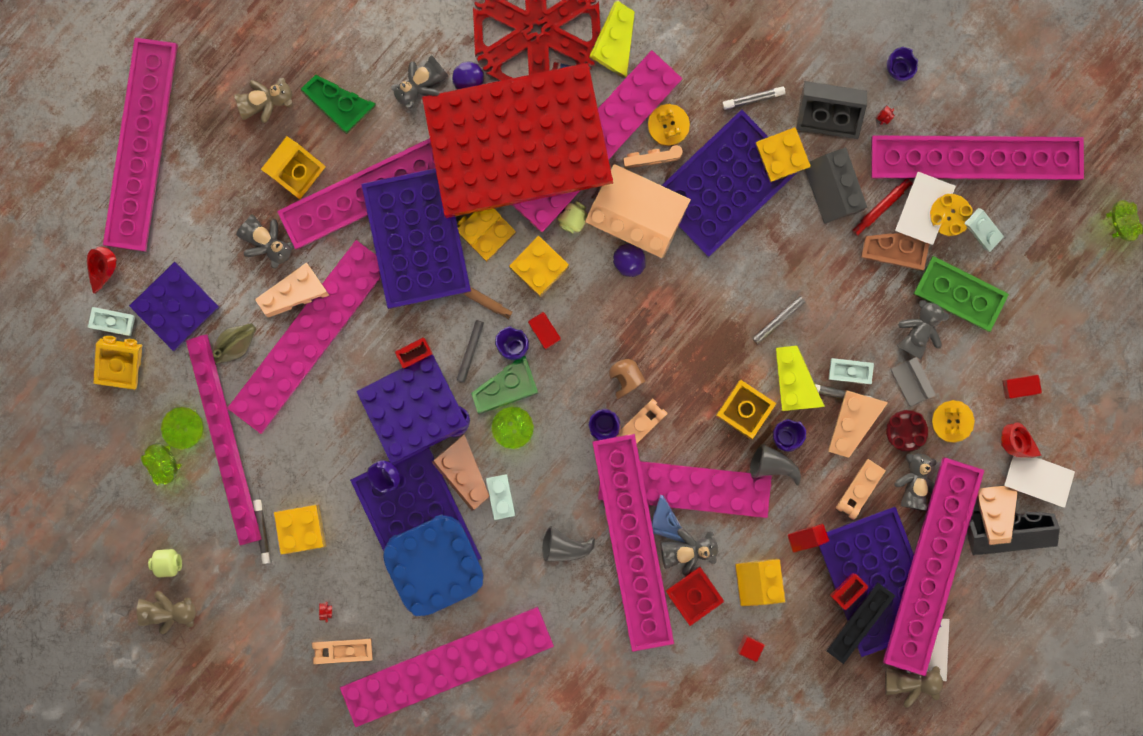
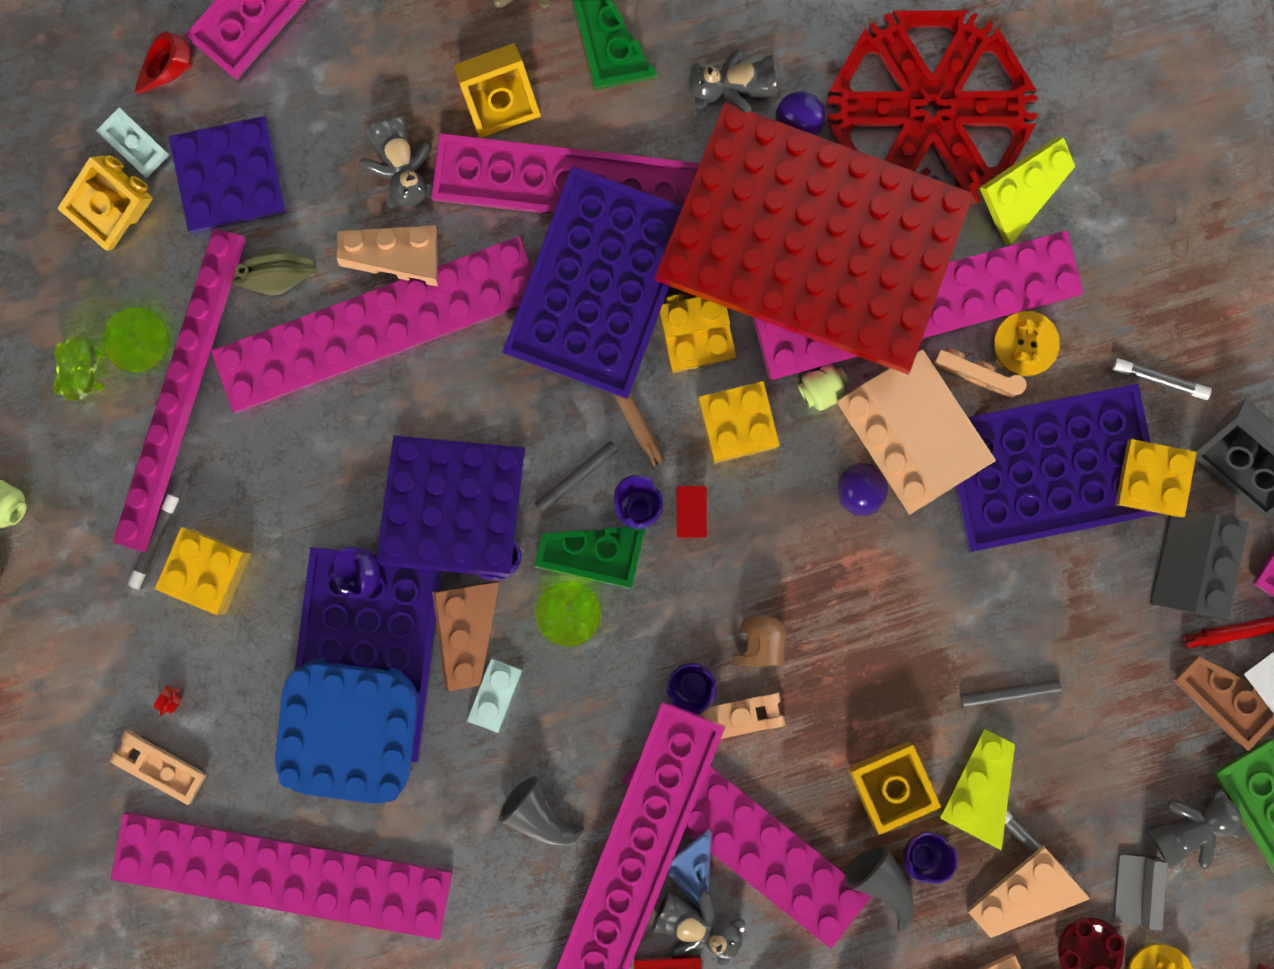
camera: 30 degrees right, 0 degrees up
(413, 353) = (500, 433): red piece -> none
(851, 371) = (1065, 824): light aqua plate -> none

